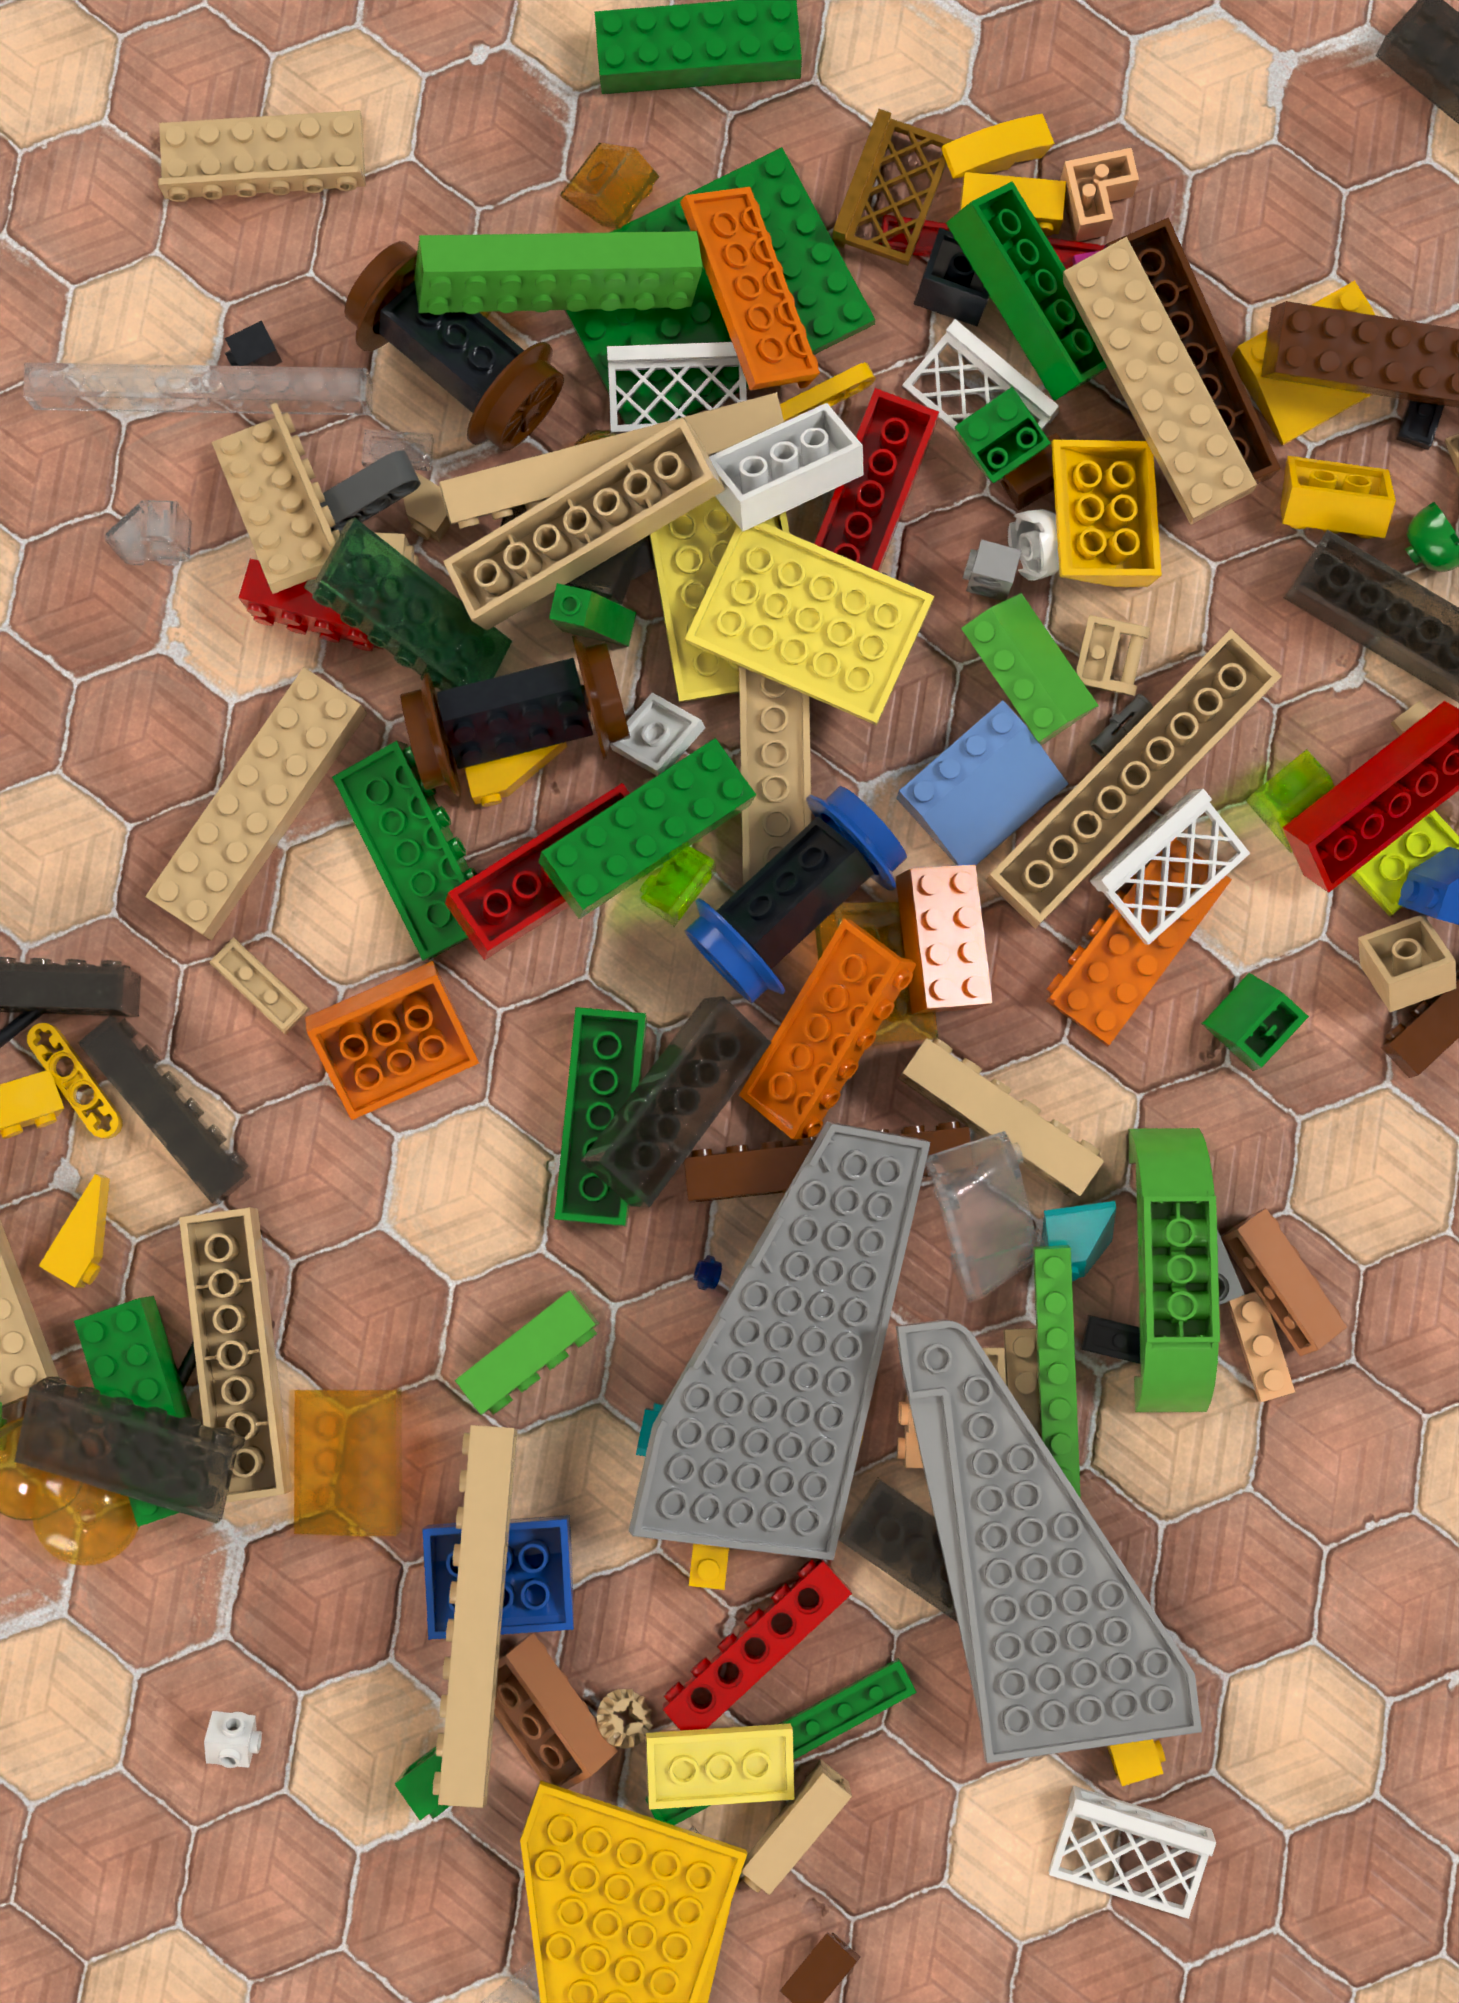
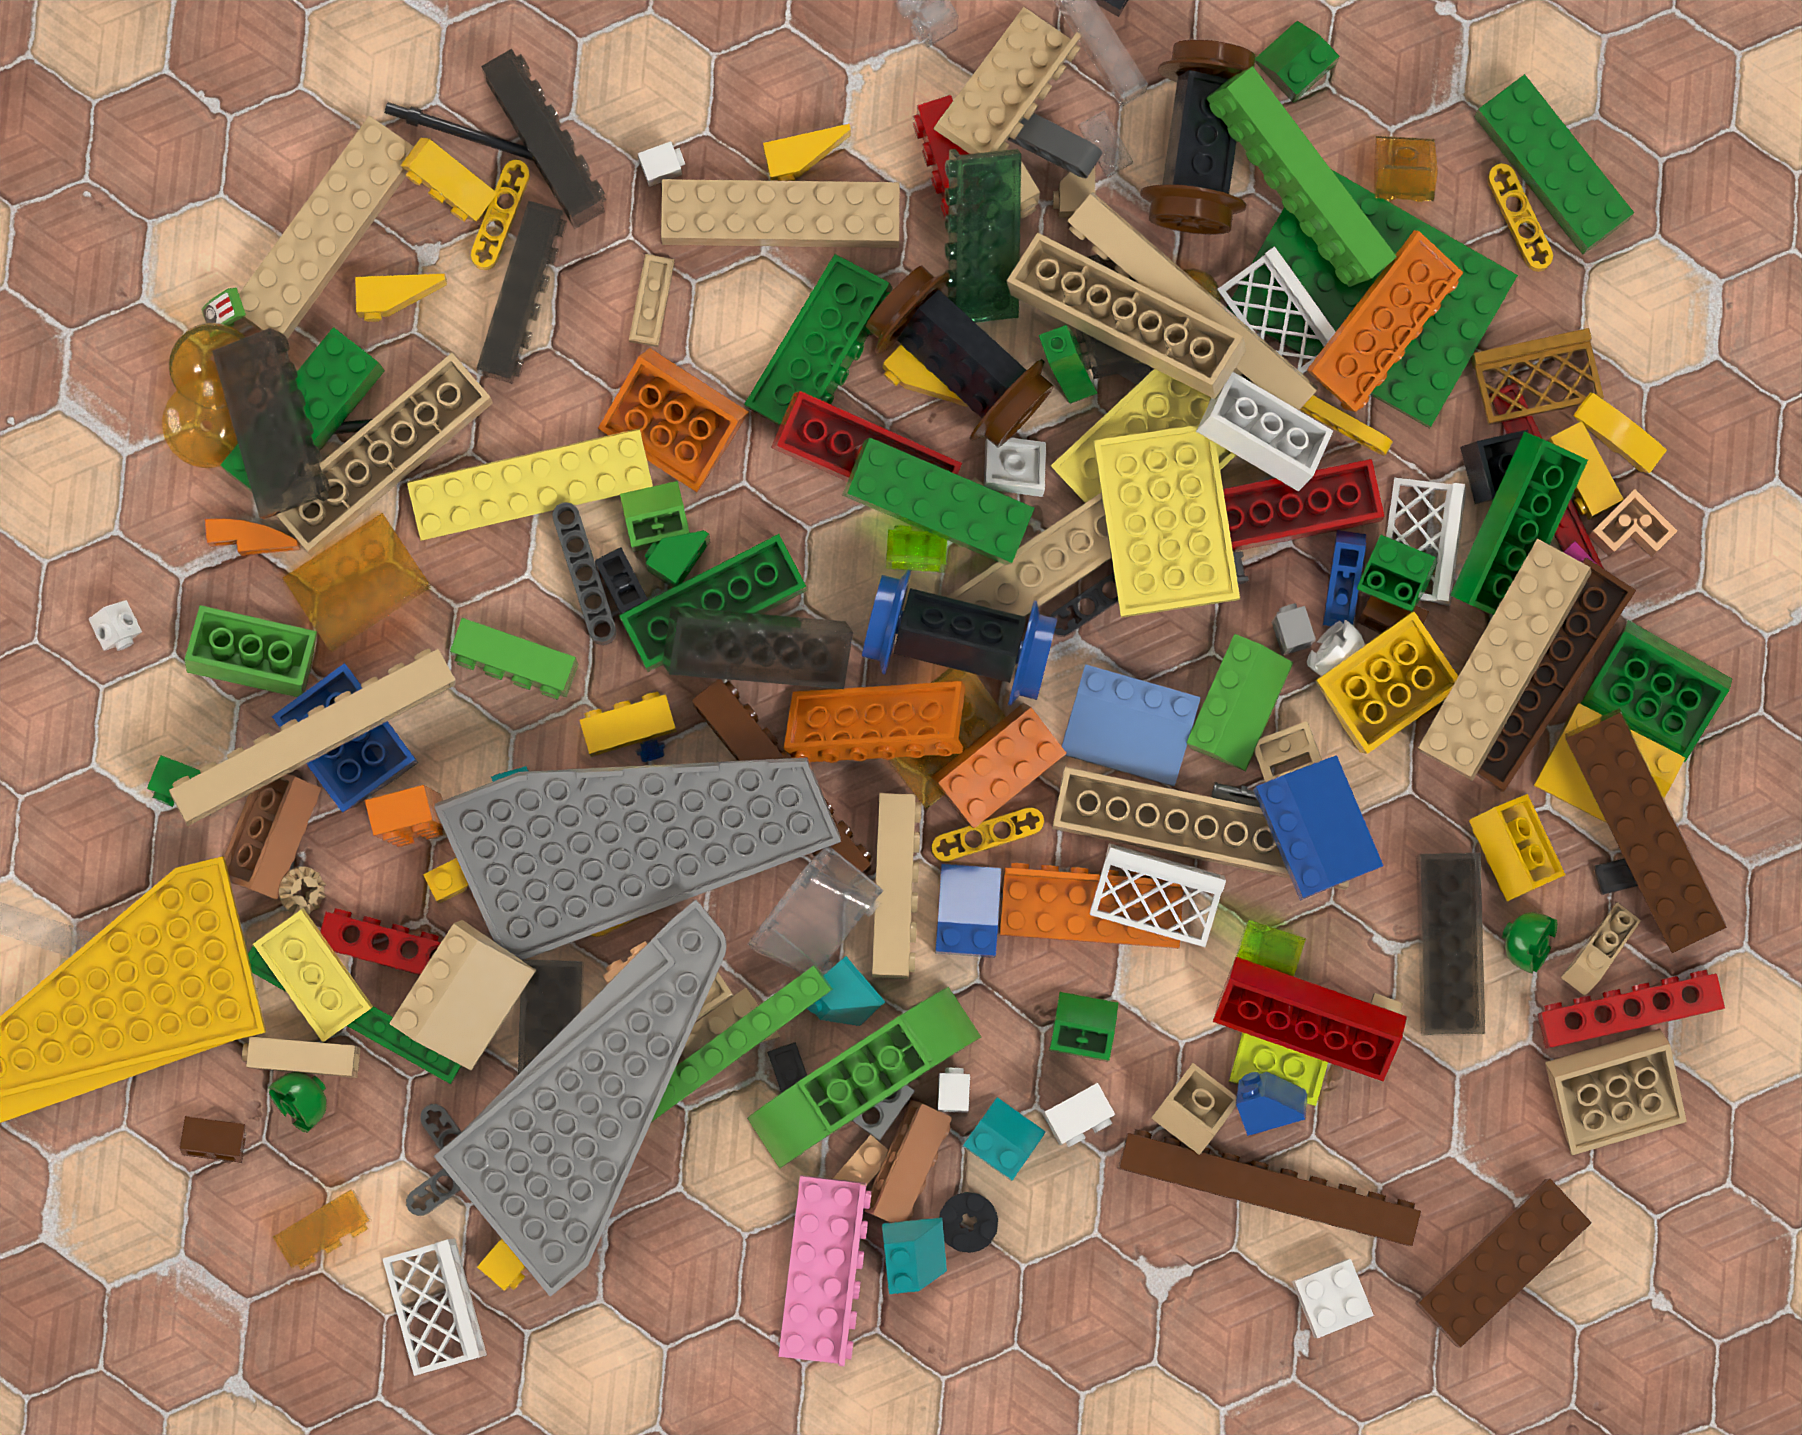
camera: 50 degrees right, 0 degrees up
(128, 889) = (661, 163): none -> white brick
(209, 749) = (797, 154): none -> yellow slope
(229, 1543) = (249, 537): none -> orange slope
(347, 1616) = (250, 651): none -> bright green slope
(362, 1224) = (529, 484): none -> light yellow plate
(436, 208) = (1297, 60): none -> green slope
(471, 1226) = (584, 559): none -> dark grey beam
(476, 1119) = (654, 514): none -> bright green slope
(520, 1194) = (621, 580): none -> black brick
(531, 1124) = (676, 556): none -> green slope
(620, 1571) = (405, 815): none -> orange brick
(666, 1279) = (627, 724): none -> yellow brick
(728, 105) = (1515, 219): none -> yellow beam
(831, 740) = (1096, 595): none -> black beam
(837, 1857) = (300, 1098): none -> green cylinder
(839, 1625) = (462, 995): none -> tan slope
(949, 1740) = (420, 1190): none -> dark grey beam
(969, 491) = (1344, 577): none -> blue slope
(984, 1919) = (323, 1230): none -> clear yellow brick
(1007, 996) = (989, 839): none -> yellow beam
(1067, 1061) = (968, 911): none -> slope
(1207, 668) = (1318, 827): none -> blue slope
(1242, 1190) = (953, 1091): none -> white brick
(1267, 262) = (1658, 689): none -> green slope
(1316, 1170) = (1004, 1139): none -> teal slope
(1338, 1431) = (824, 1270): none -> bright pink bracket
(1342, 1081) = (1079, 1114): none -> white brick
(1379, 1334) = (913, 1254): none -> teal slope
(1391, 1246) = (984, 1228): none -> black plate

